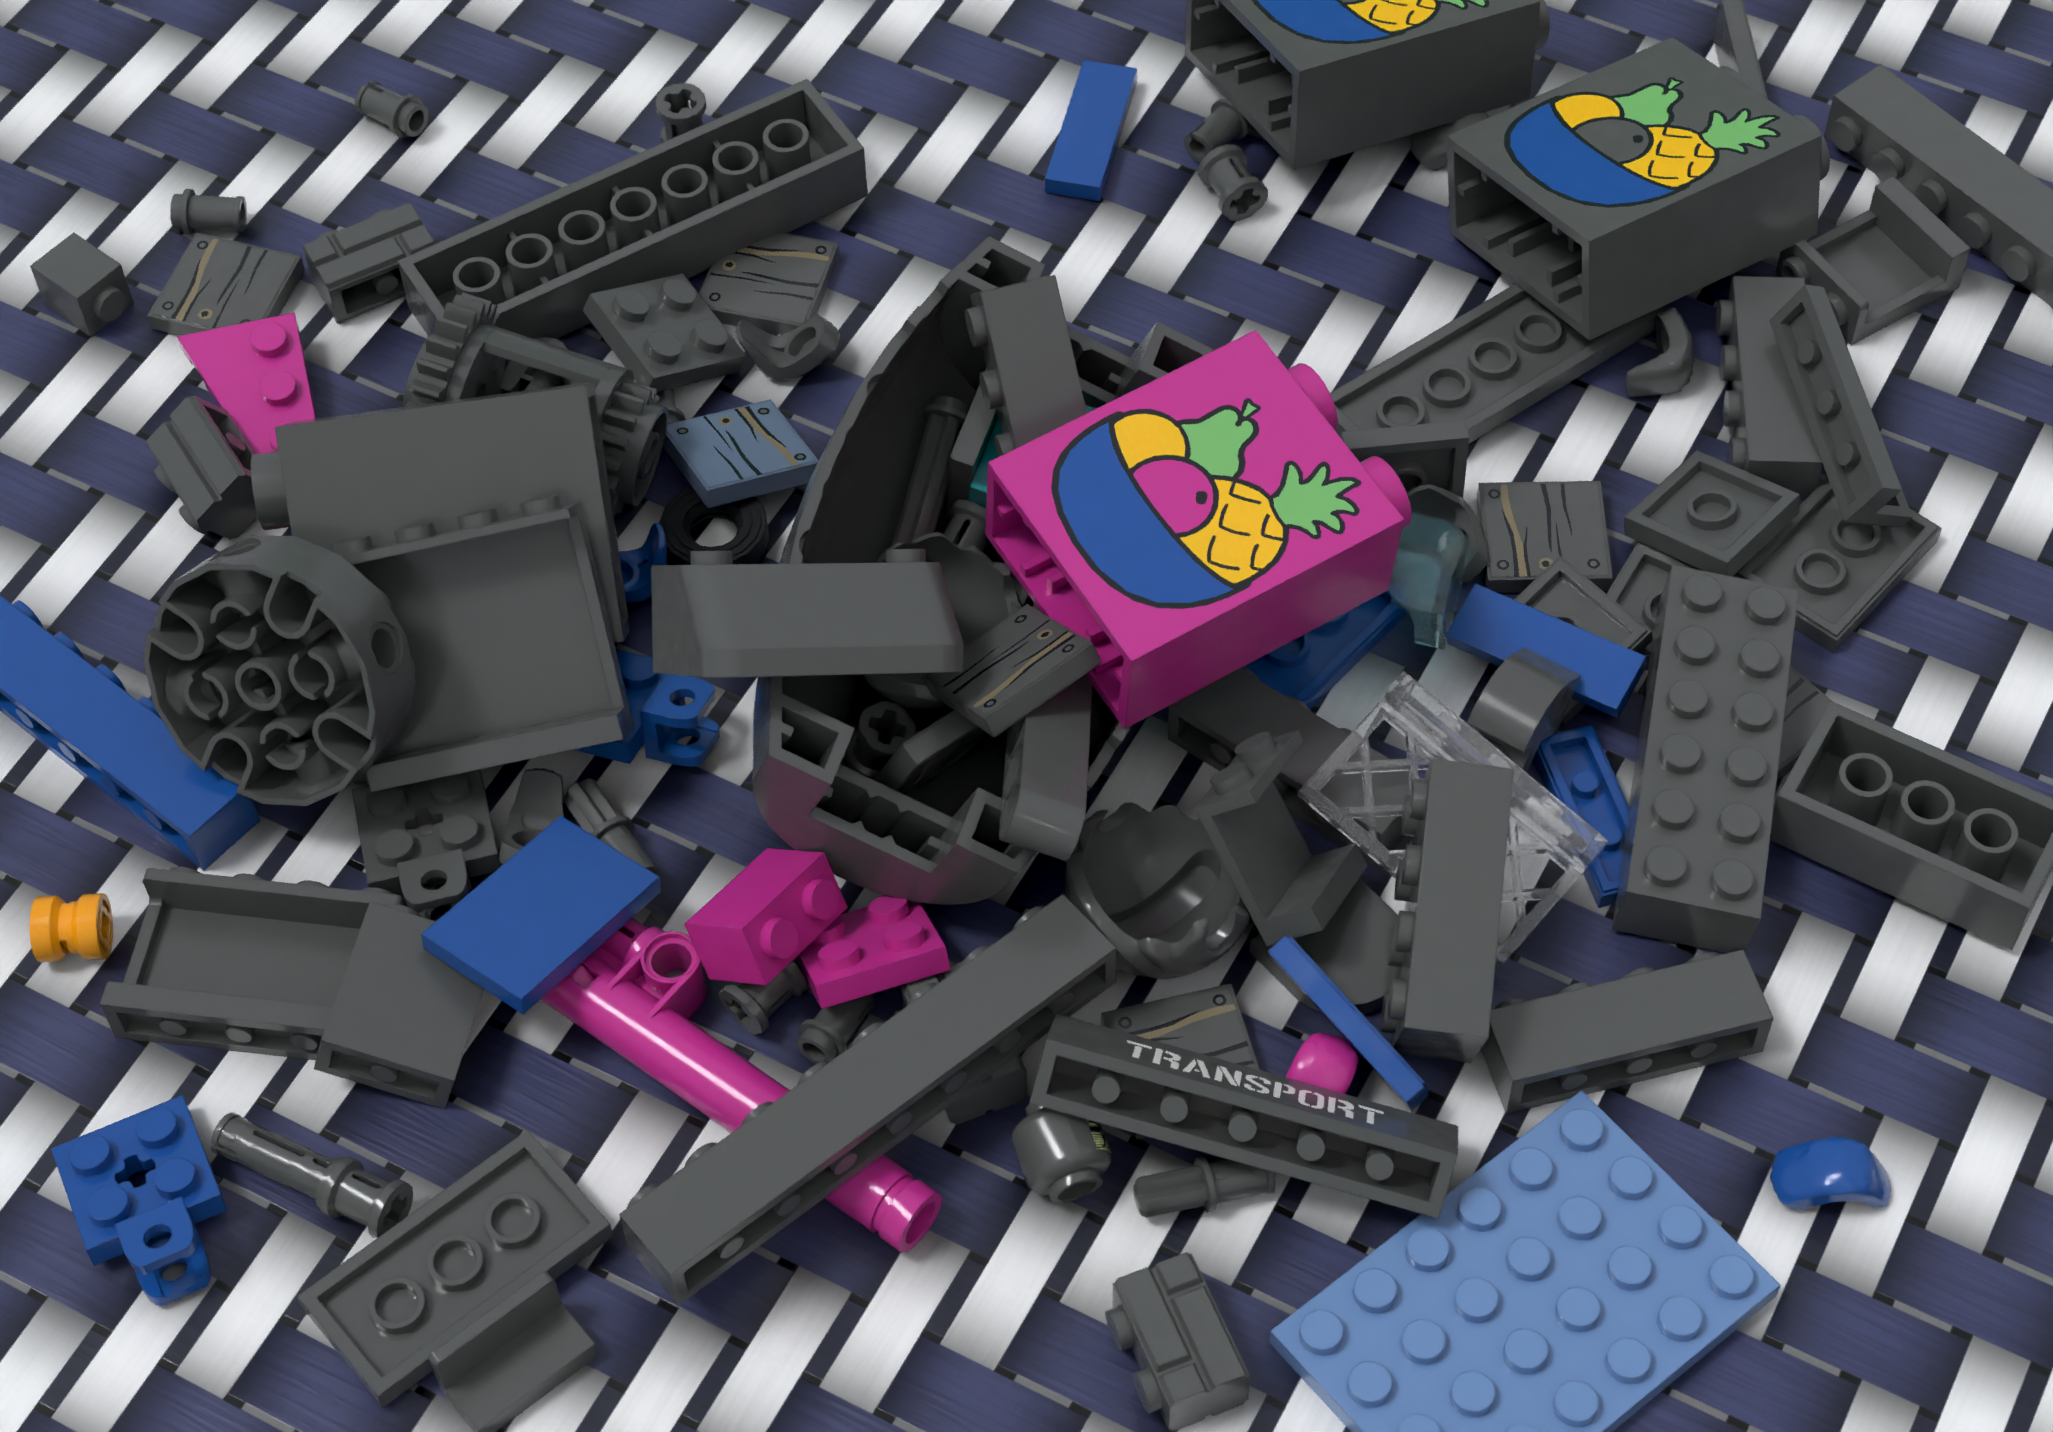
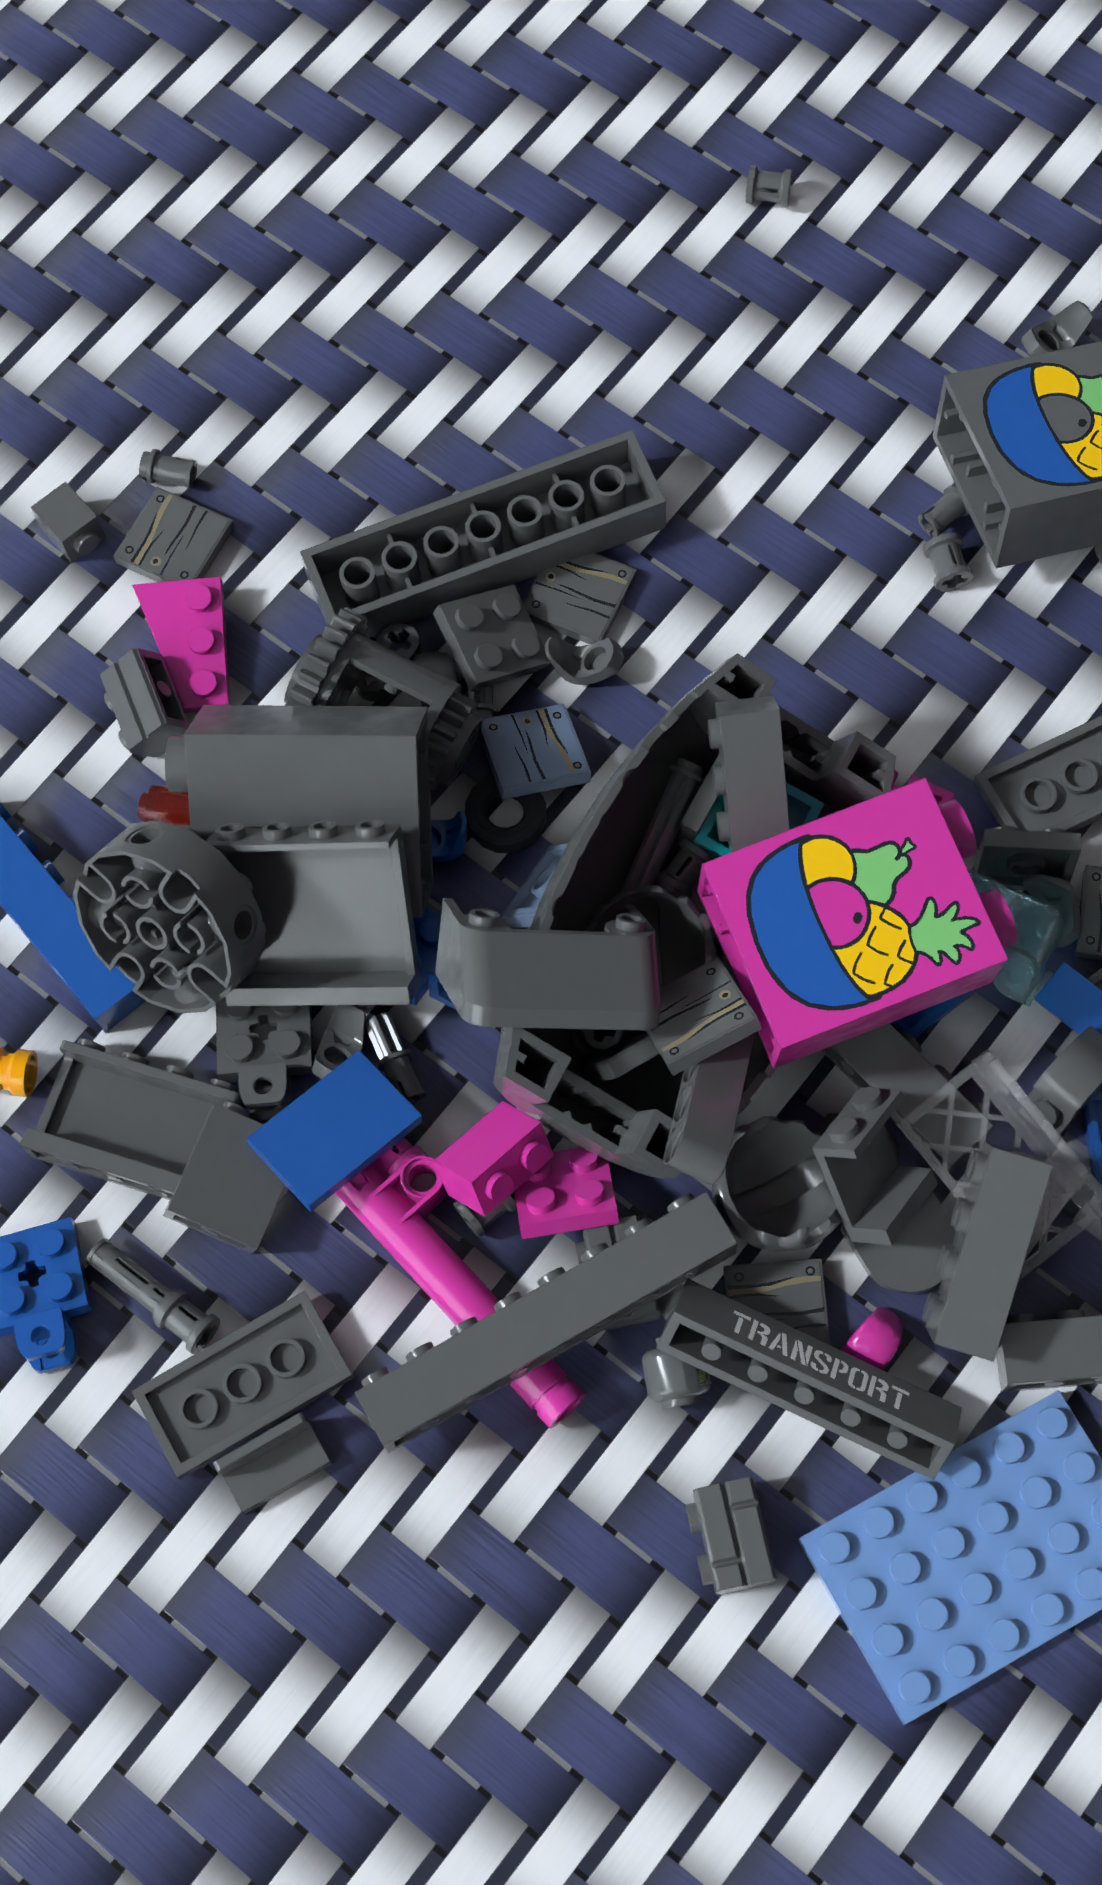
camera: 15 degrees right, 15 degrees up
(359, 264) = (278, 533): dark grey brick -> none
(401, 113) = (323, 401): dark grey pin -> none
(674, 109) = (534, 438): dark grey bush -> none
(829, 1031) = (524, 1252): dark grey pin -> none
(1091, 130) = (847, 493): blue tile -> none
(1200, 1185) = (761, 1418): dark grey axle -> none
(1349, 1022) = (899, 1313): blue tile -> none

